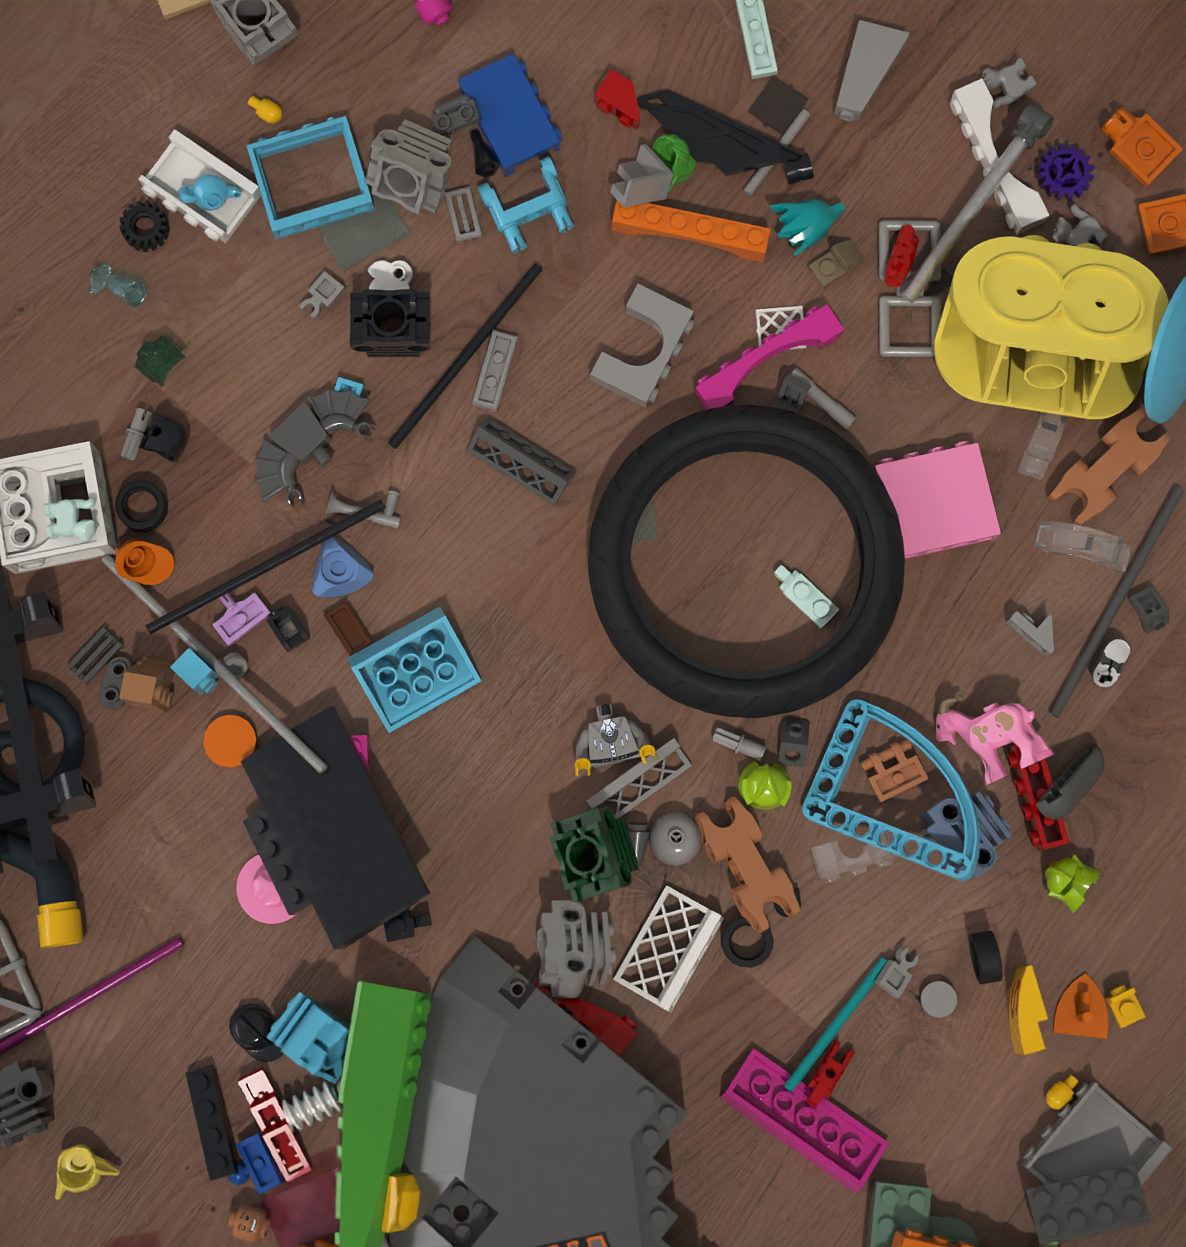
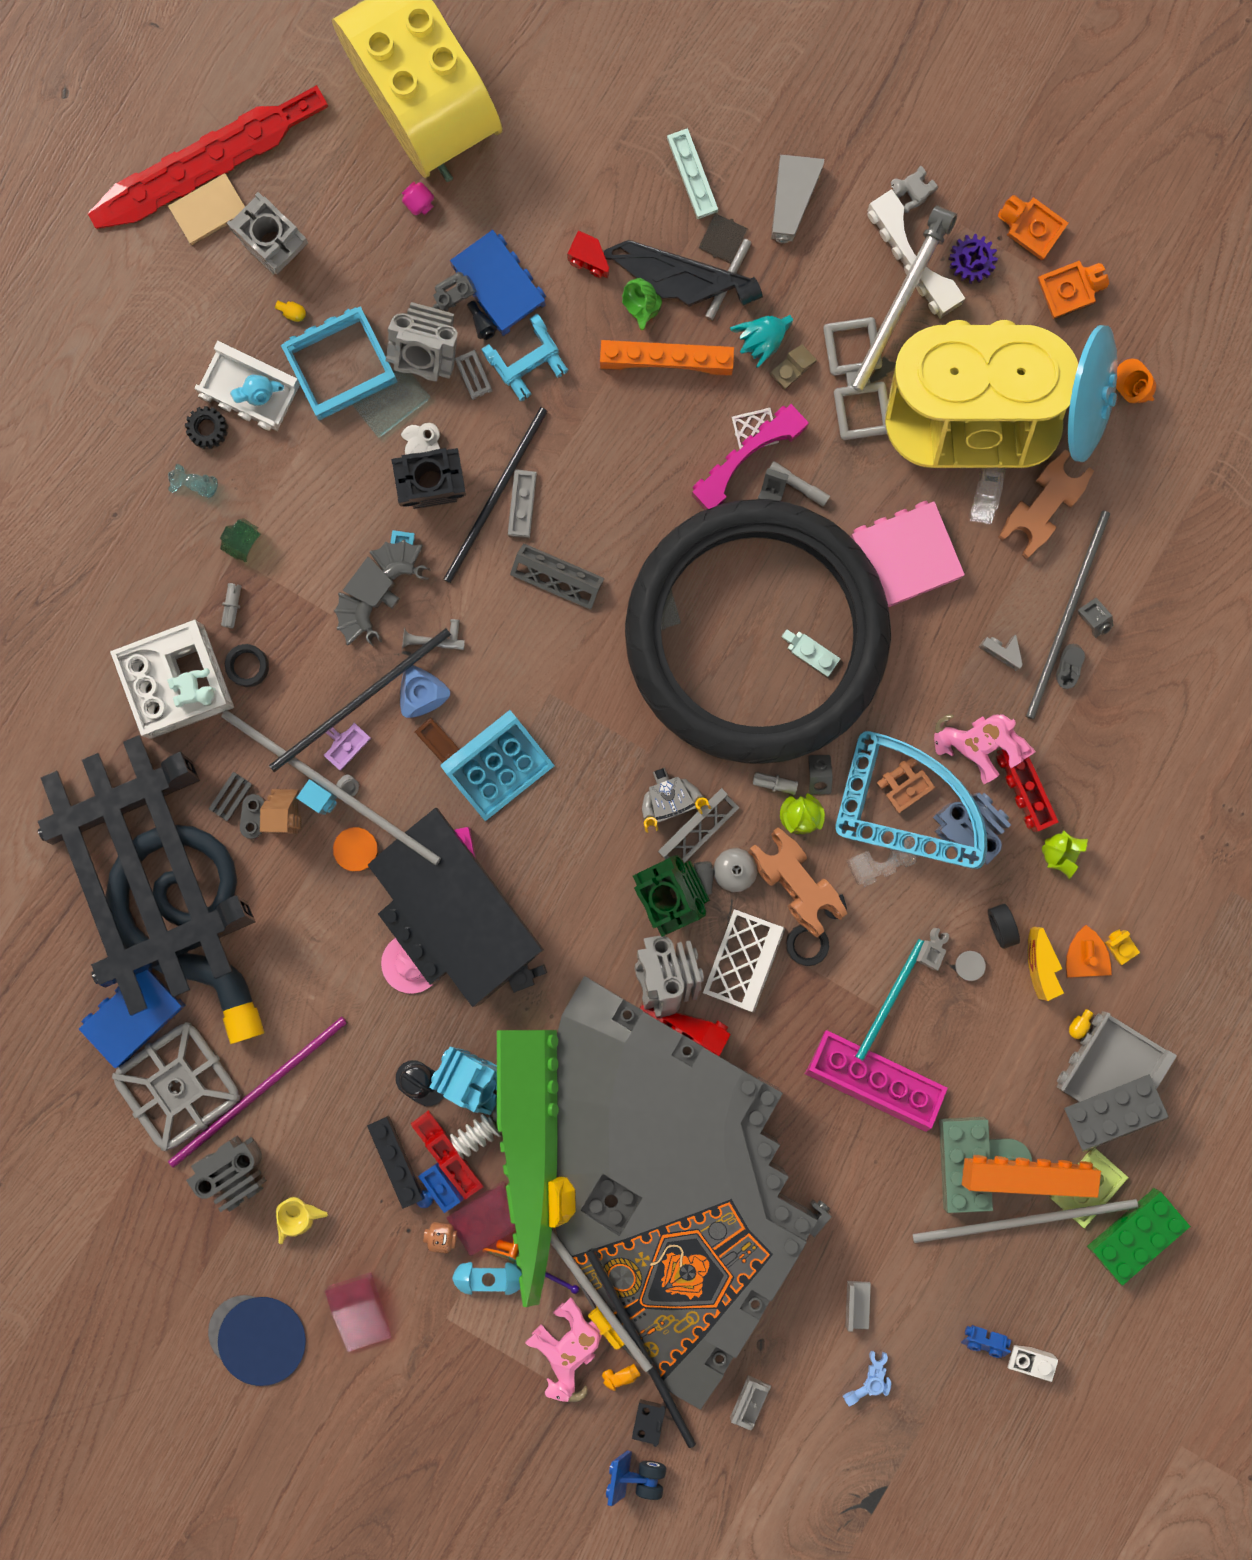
camera: 15 degrees left, 5 degrees up
(143, 562) = (257, 712): orange piece -> none
(165, 437) = (257, 604): black helmet -> none
(287, 628) = (386, 748): black window -> none
(324, 292) = (368, 460): light grey plate -> none
(641, 382) = (663, 440): light grey arch -> none
(644, 179) = (621, 320): light grey panel -> none
(820, 1083) = (886, 1050): red hinge -> none
(901, 257) = (847, 353): red hinge -> none
(1072, 783) = (1054, 772): dark grey brick -> none
(1083, 542) = (1033, 572): clear arch -> none
(1086, 230) = (998, 305): light grey animal -> none

